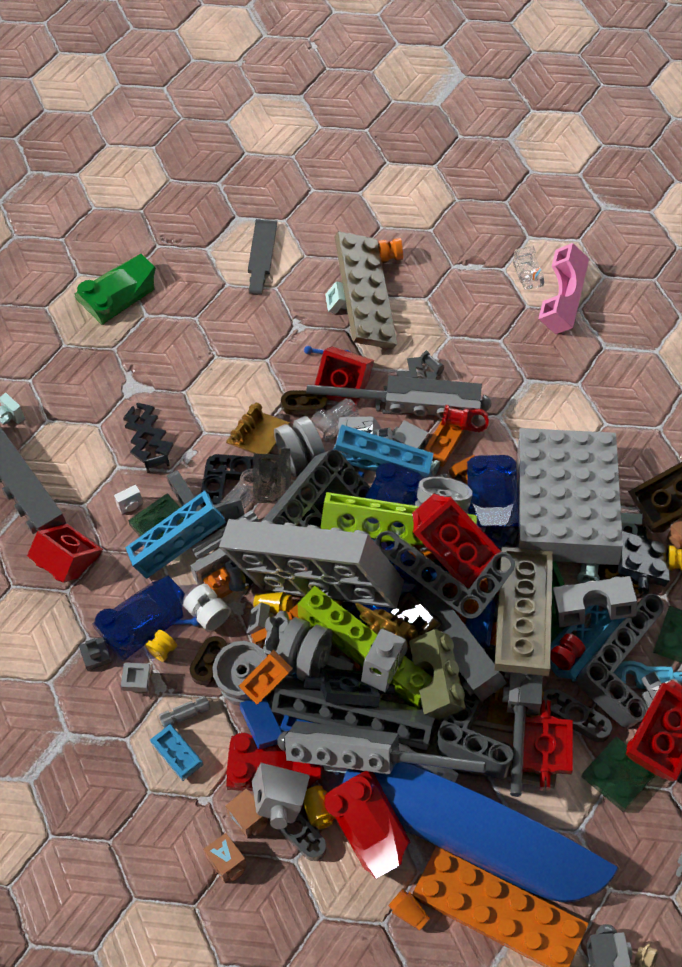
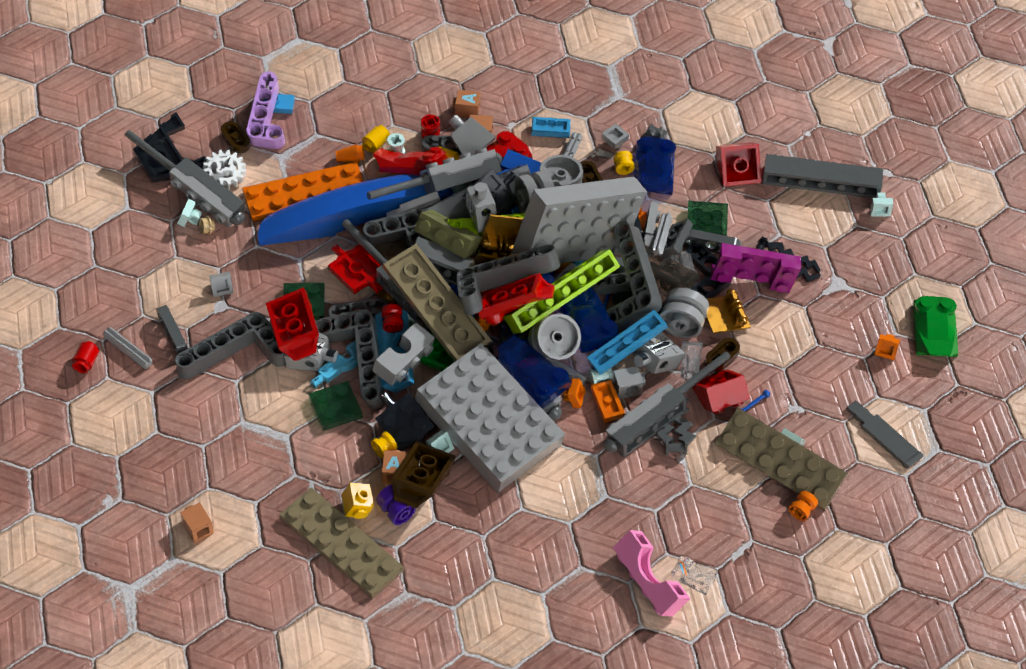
camera: 130 degrees right, 5 degrees down
(128, 499) = (742, 215): white plate -> none
(170, 303) = (887, 346): none -> orange tile
(175, 538) = (684, 203): dark azure fence -> none
(205, 440) = (757, 265): none -> magenta piece
(265, 677) = (537, 164): orange plate -> none
(297, 868) = (430, 125): none -> red wheel
(357, 866) = (396, 142): none -> light aqua bush
(365, 903) = (375, 138): none -> yellow brick
(463, 418) = (608, 414): red connector -> none

